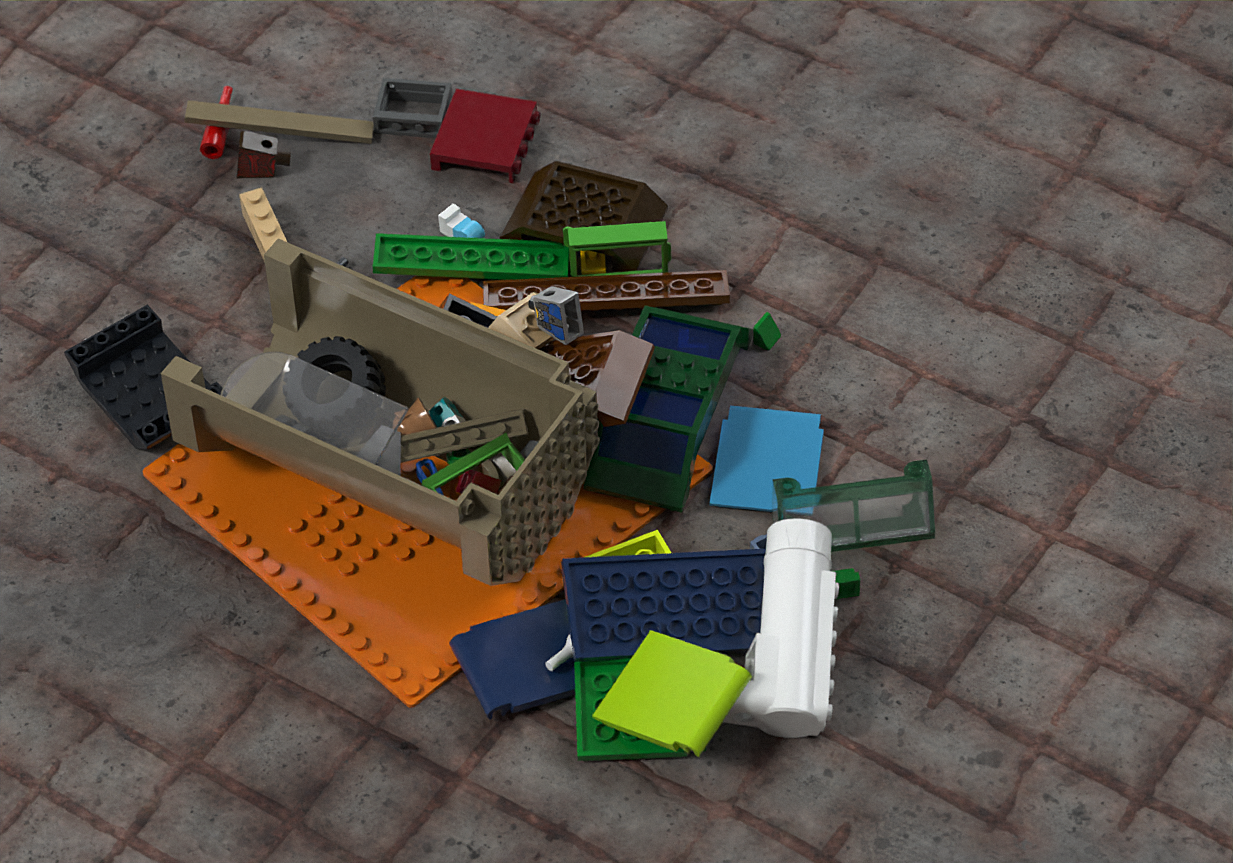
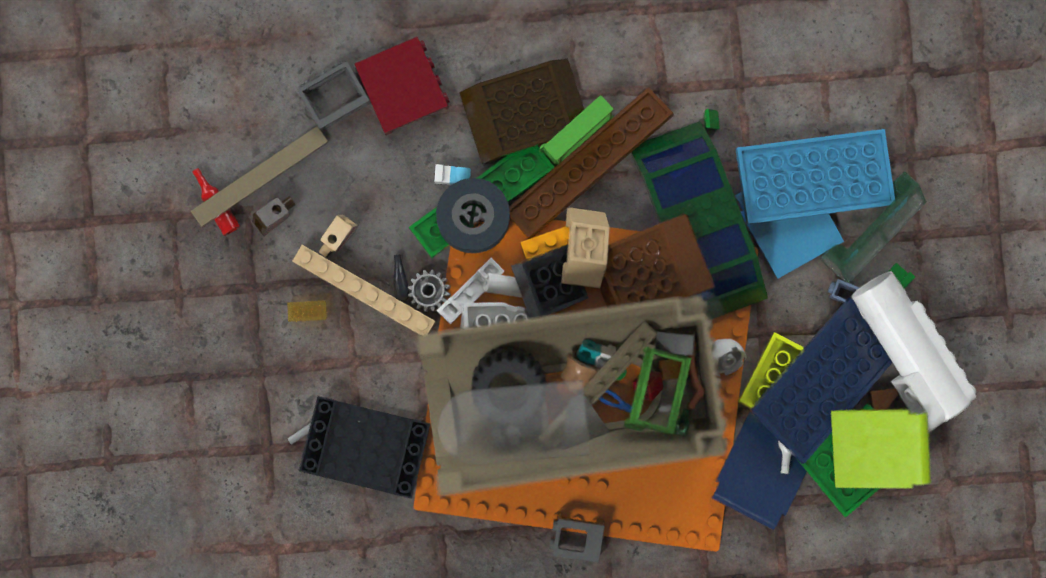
camera: 40 degrees left, 35 degrees up
(213, 251) = (307, 311): none -> clear yellow plate
(288, 601) = (593, 541): none -> dark grey window
(304, 204) = (340, 227): none -> tan torso
(446, 254) = (451, 210): none -> black wheel
(558, 313) = (607, 234): light grey torso -> none
(584, 524) = (728, 356): none -> white cylinder
(823, 424) = (815, 176): none -> dark azure plate

